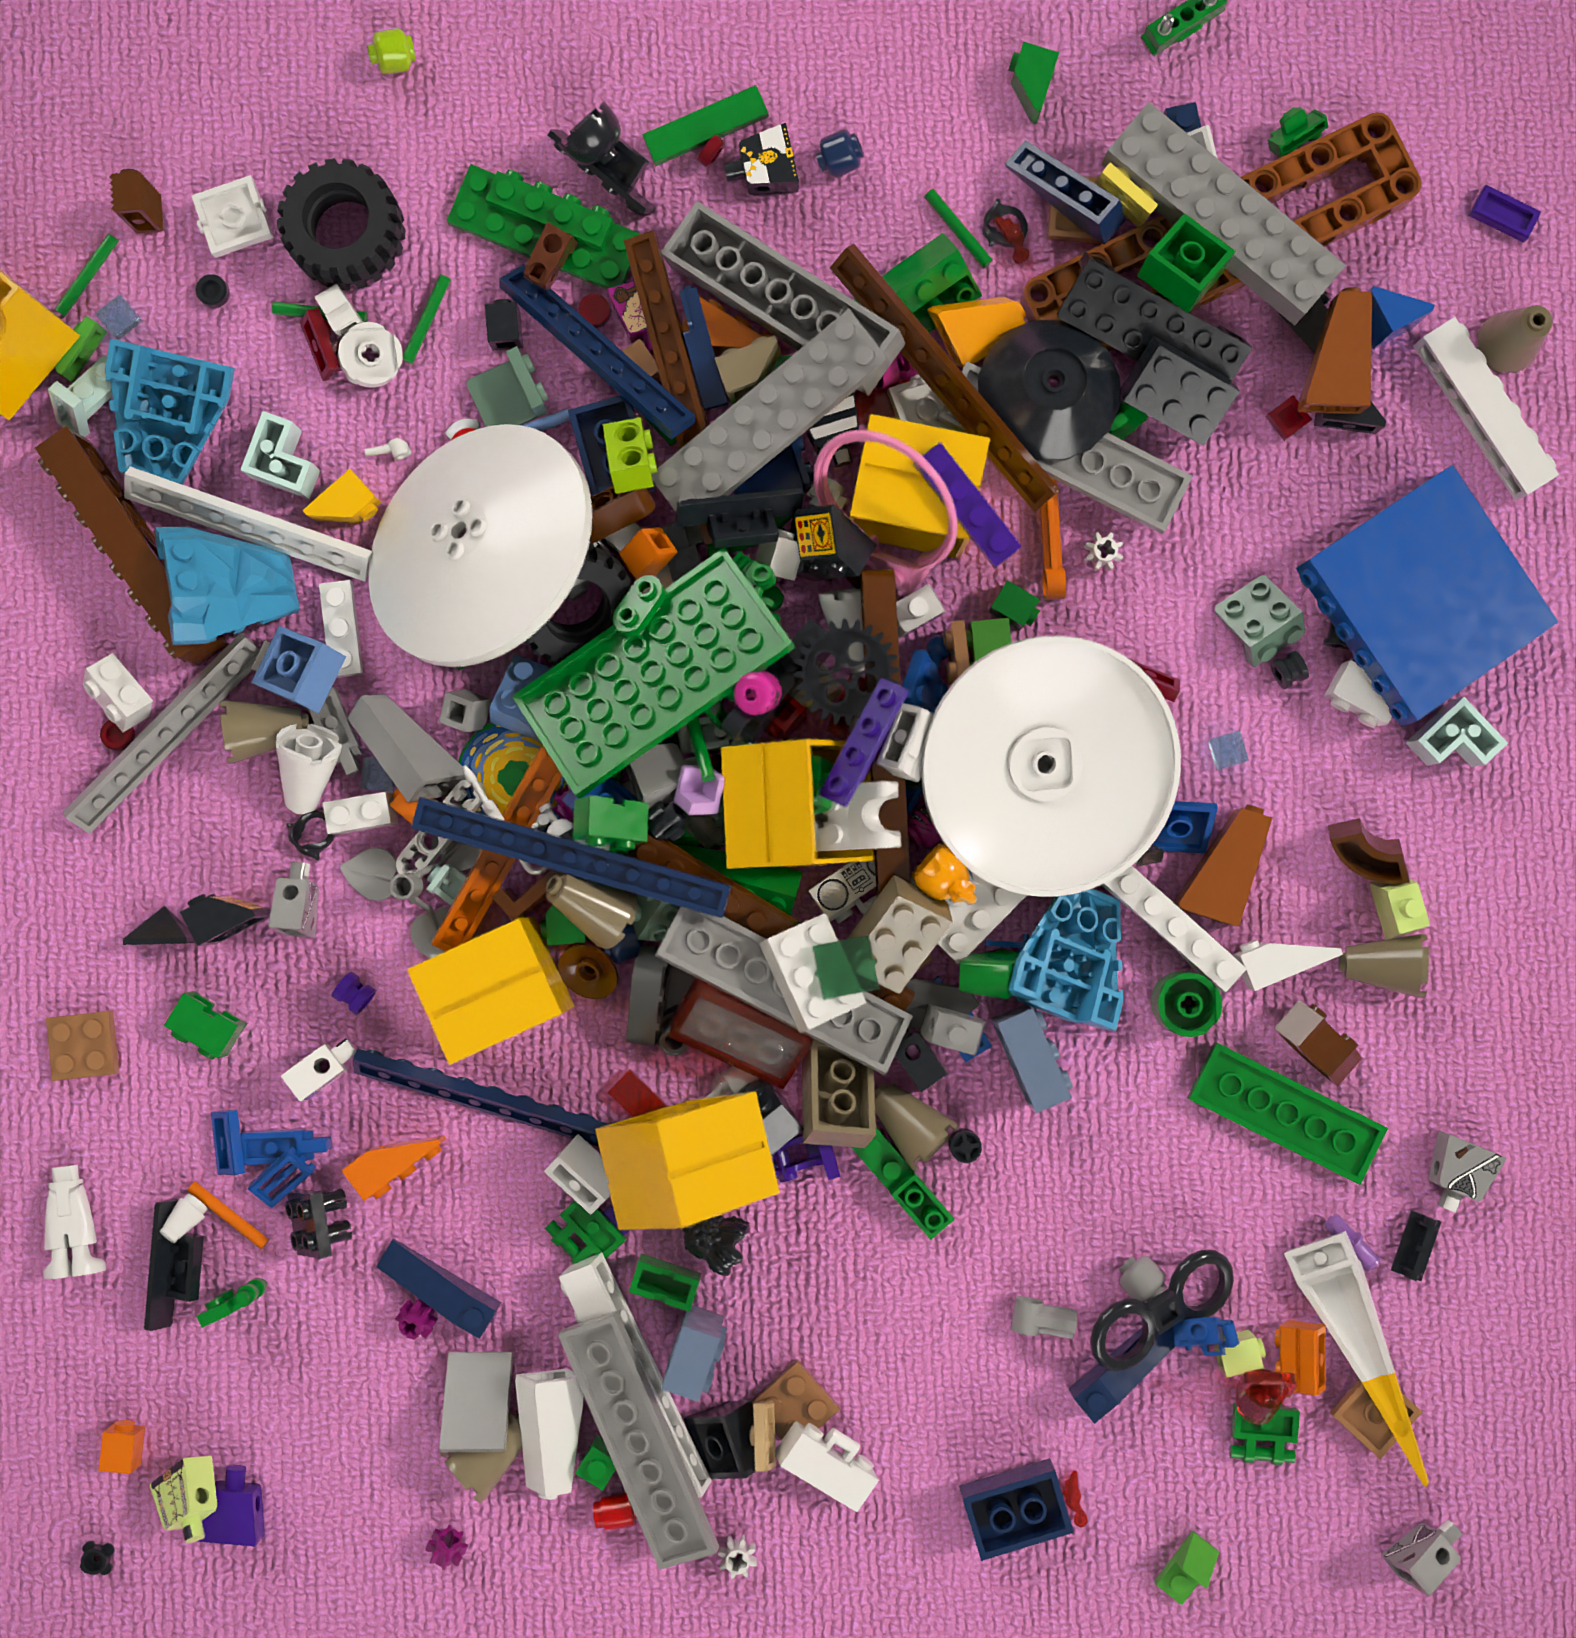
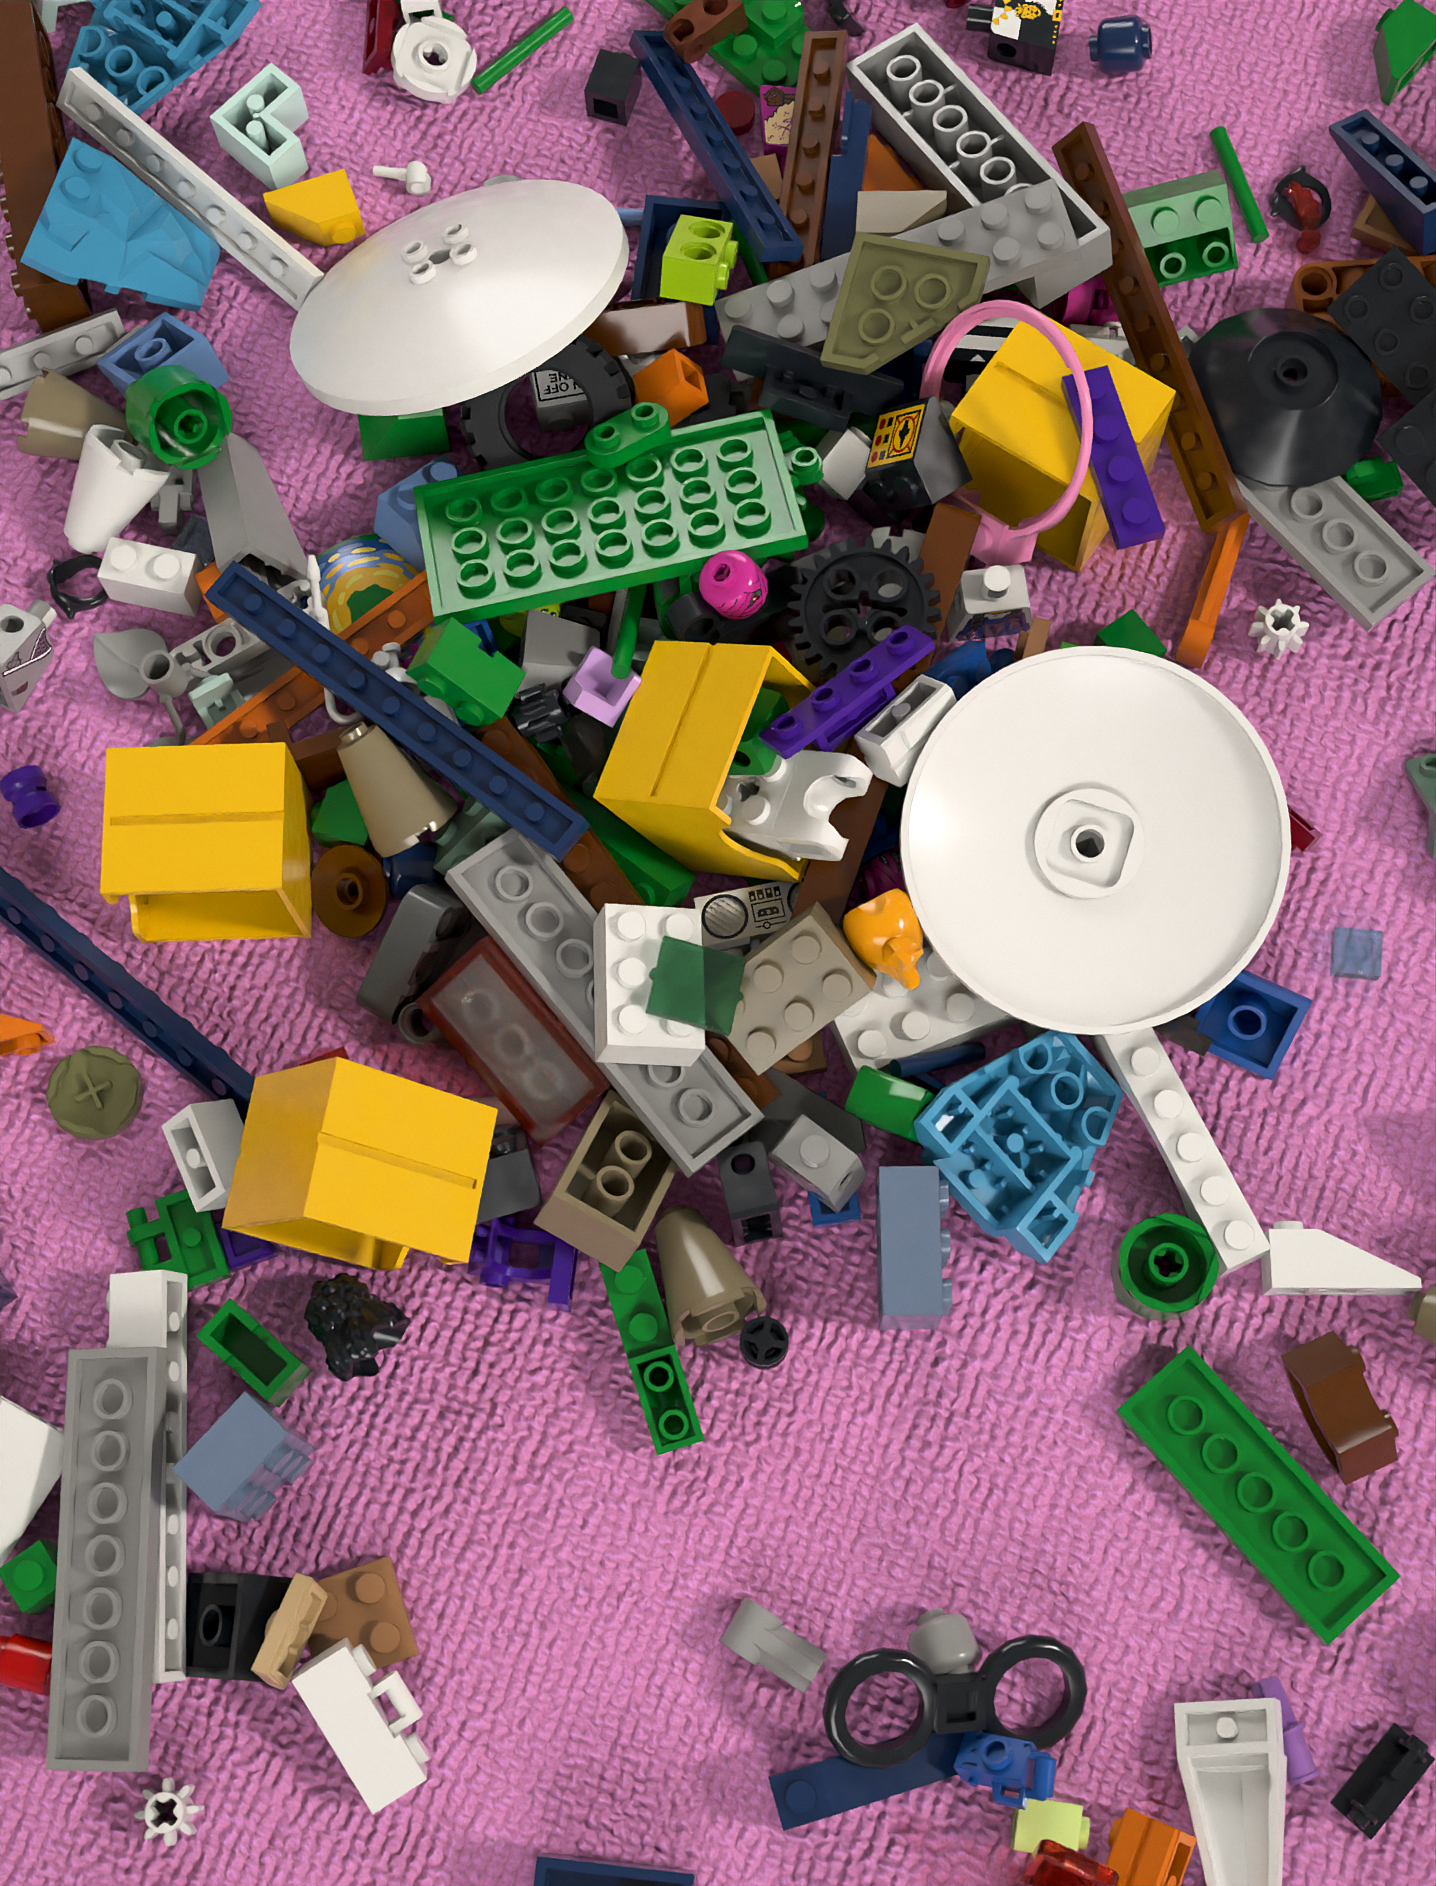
camera: 25 degrees right, 15 degrees down
(330, 706) = (177, 416): none -> green brick
(342, 624) = (247, 348): white plate -> none
(465, 710) = (345, 500): light grey brick -> none
(488, 1161) = (95, 1093): none -> olive tile
(508, 392) = (587, 155): sand green bracket -> none
(779, 441) = (897, 298): none -> olive plate
(975, 326) = (1209, 289): light orange slope -> none
(1000, 931) = (937, 1060): none -> dark blue piece
(1227, 870) = (1286, 1116): dark orange slope -> none

